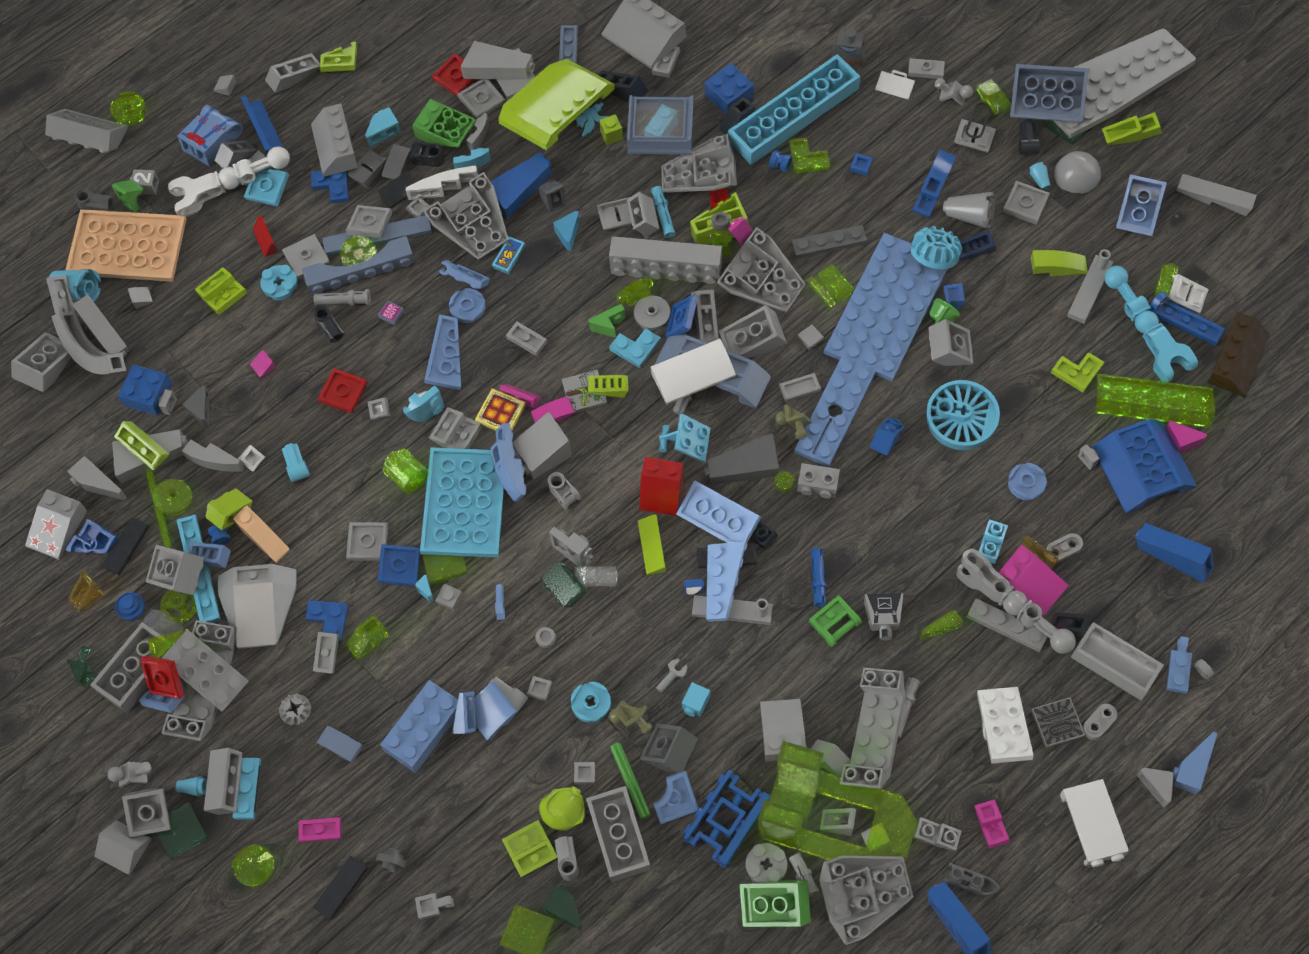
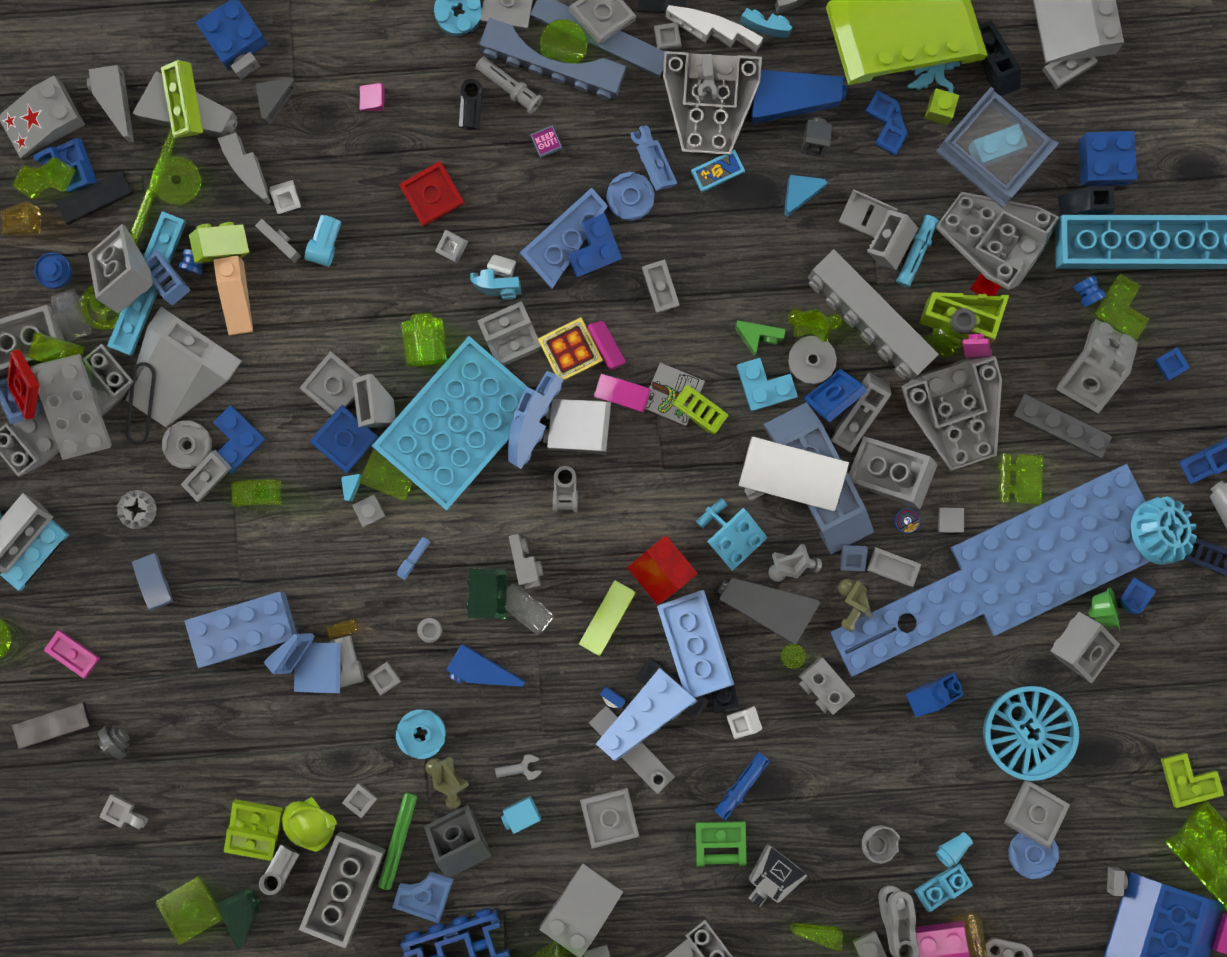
camera: 30 degrees right, 20 degrees up
(88, 549) = (52, 175): none -> clear neon green tile
(256, 637) = (131, 402): none -> black piece
(265, 483) = (279, 239): none -> light grey plate
(294, 636) = (177, 436): none -> light grey plate
(400, 528) = (373, 403): none -> light grey slope
(458, 203) = (705, 72): none -> light grey plate
(472, 344) = (601, 248): none -> blue plate
(488, 676) = (342, 628): none -> clear yellow piece
(583, 155) = (888, 112): none -> blue tile
(595, 634) = (476, 668): none -> blue slope
(738, 427) = (793, 564): none -> light grey piece
(753, 661) = (609, 818): none -> light grey tile
(771, 399) = (853, 558): none -> sand blue tile
(785, 356) = (907, 521): none -> tile
(787, 541) = (744, 722): none -> white slope
(820, 186) = (1106, 359): none -> light grey bracket
(931, 543) = (880, 844): none -> light grey hair
(977, 516) = (953, 850): none -> medium azure cone
(1008, 456) = (1037, 814): none -> light grey tile

